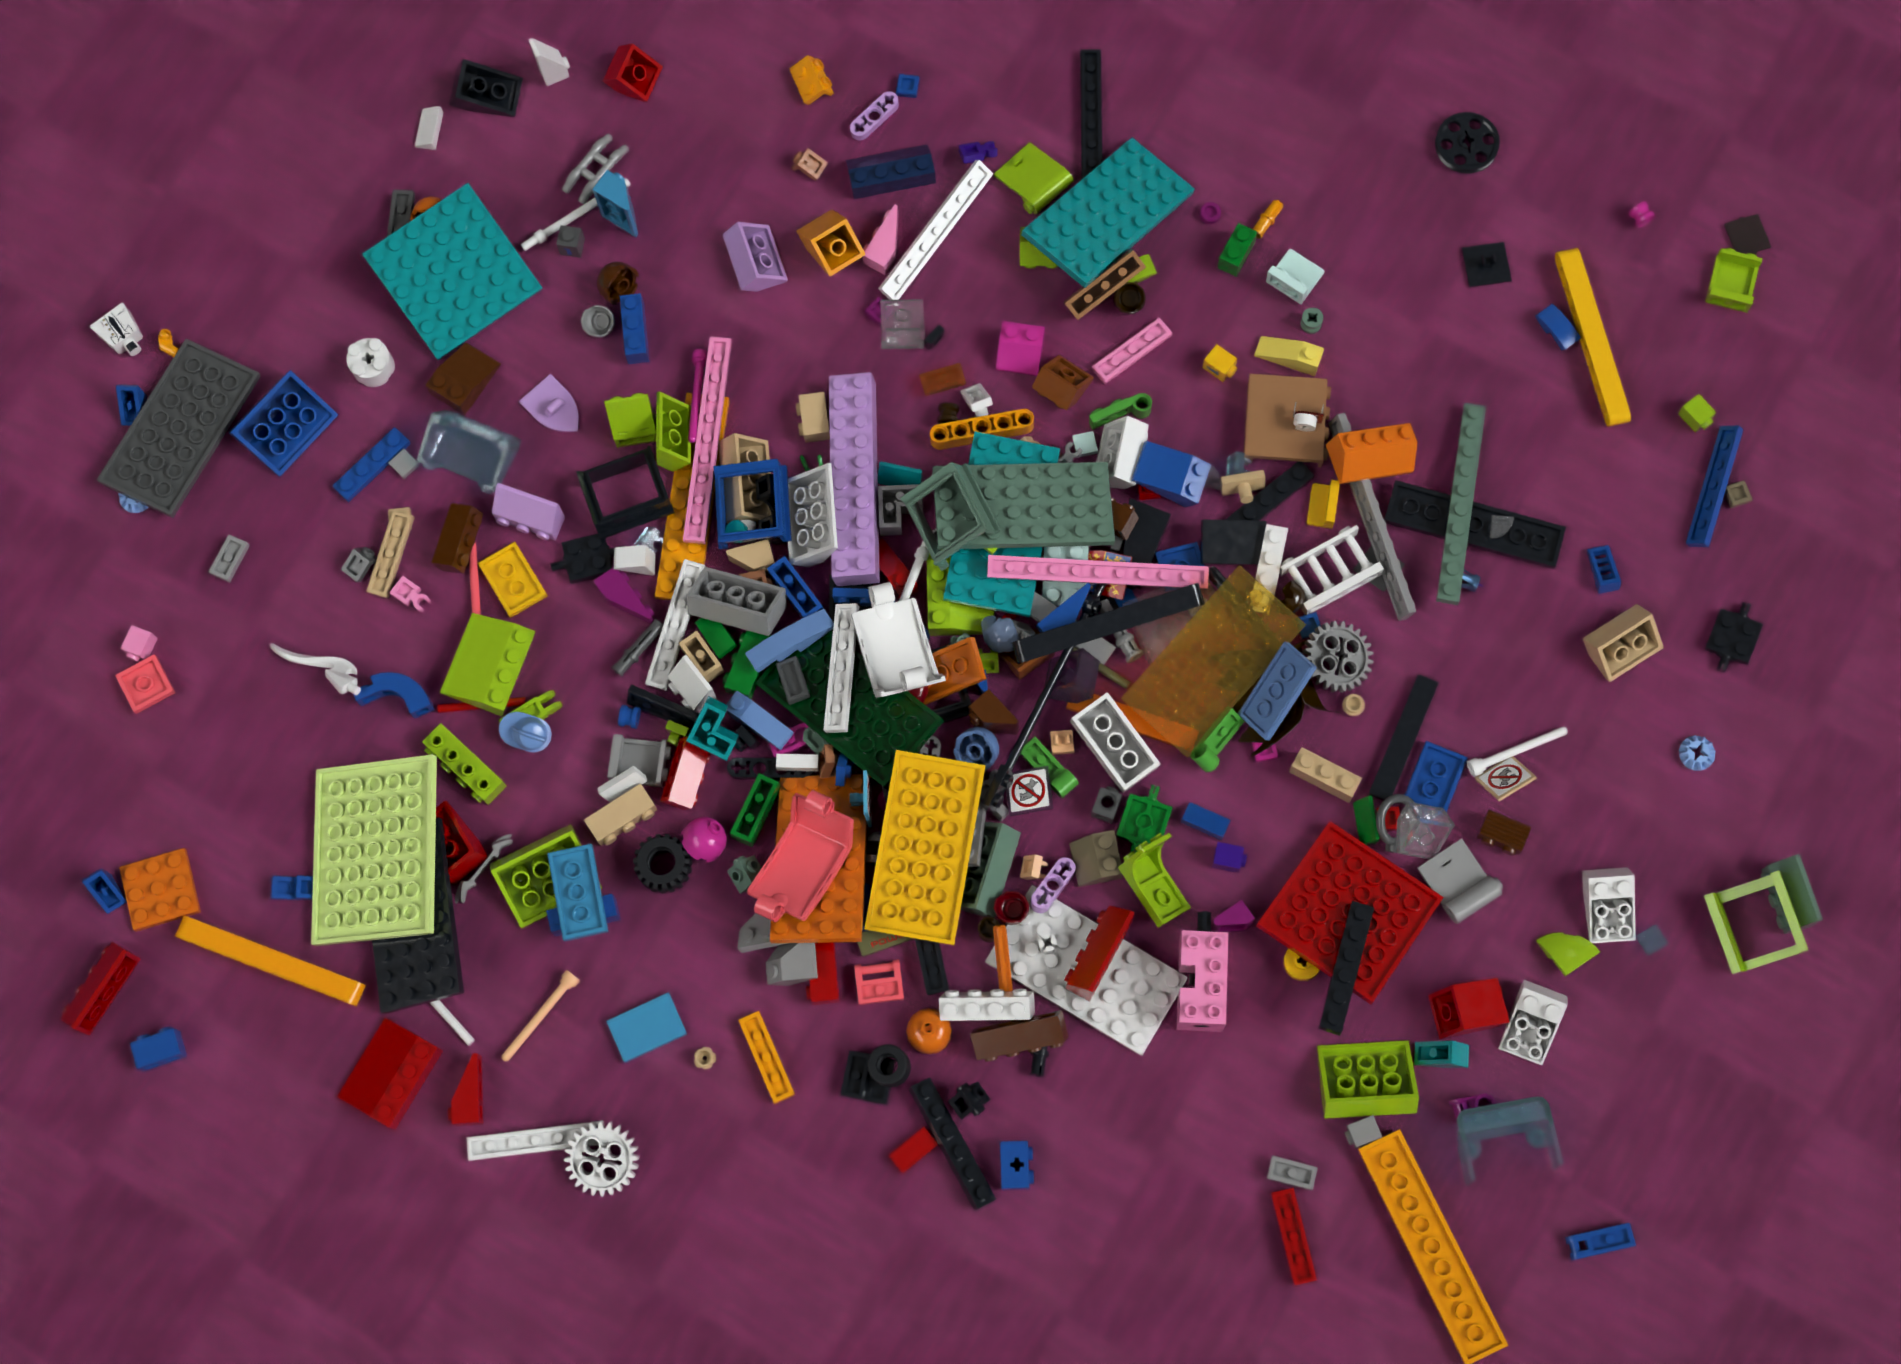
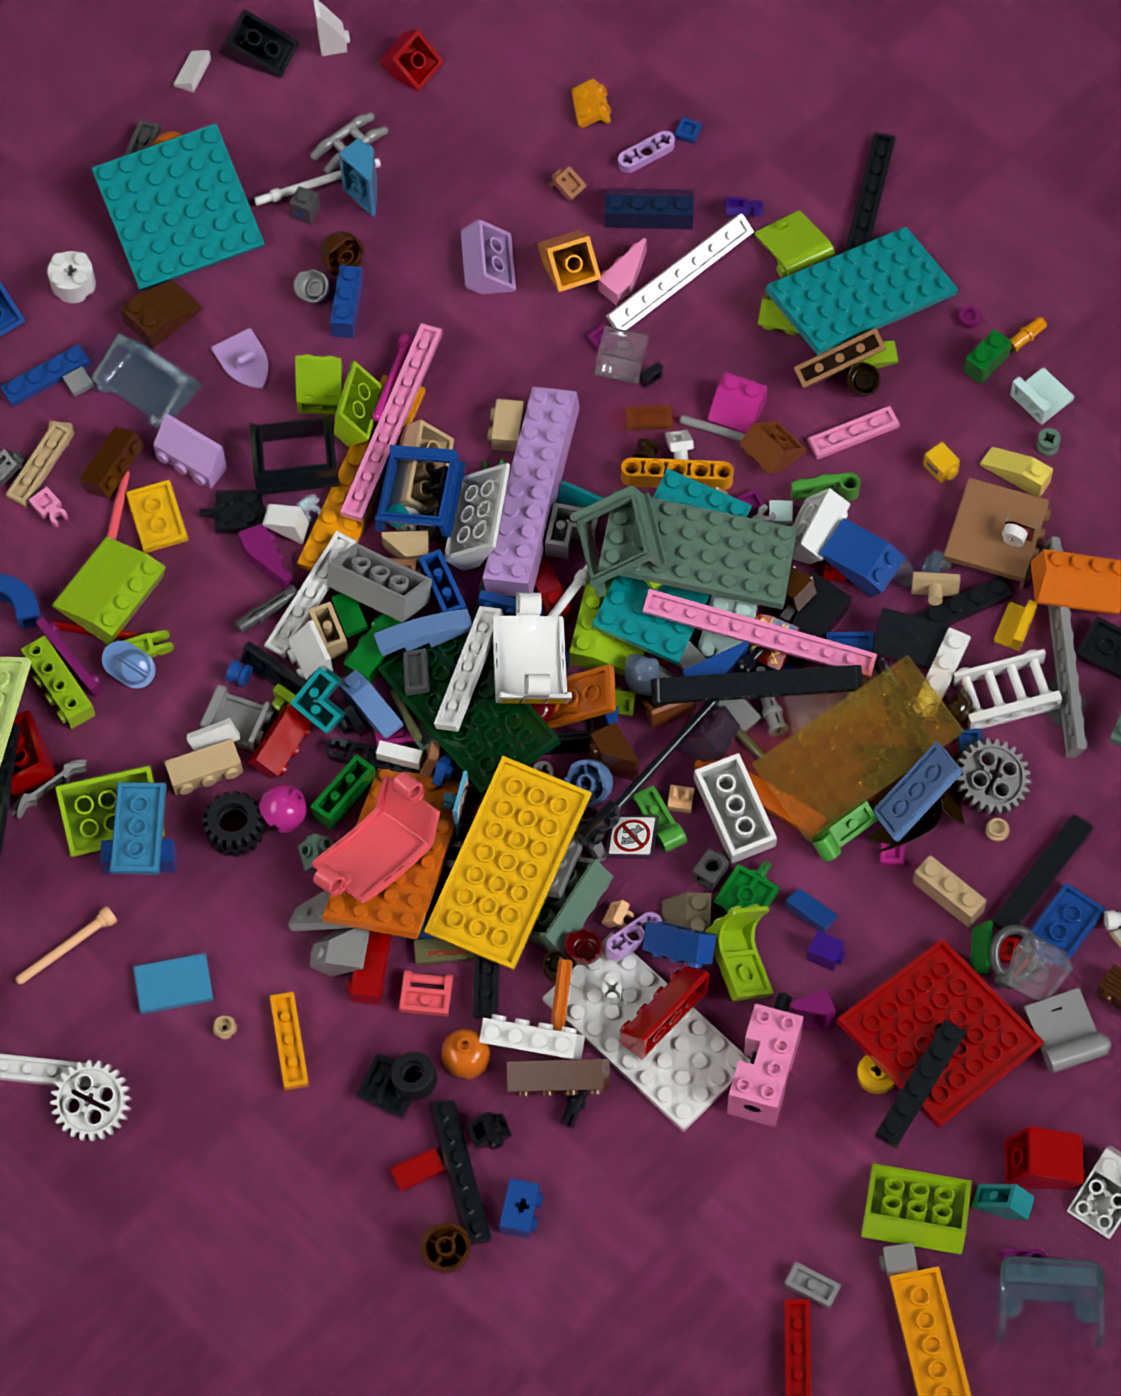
camera: 10 degrees right, 10 degrees down
(493, 755) = (51, 631): none -> magenta plate
(795, 724) = (407, 717): none -> olive bar
(959, 1221) = (445, 1247): none -> reddish brown cylinder
(1005, 376) = (712, 428): none -> light grey bar
(1055, 439) = (753, 498): none -> magenta tile
(1097, 885) = (679, 943): none -> blue brick

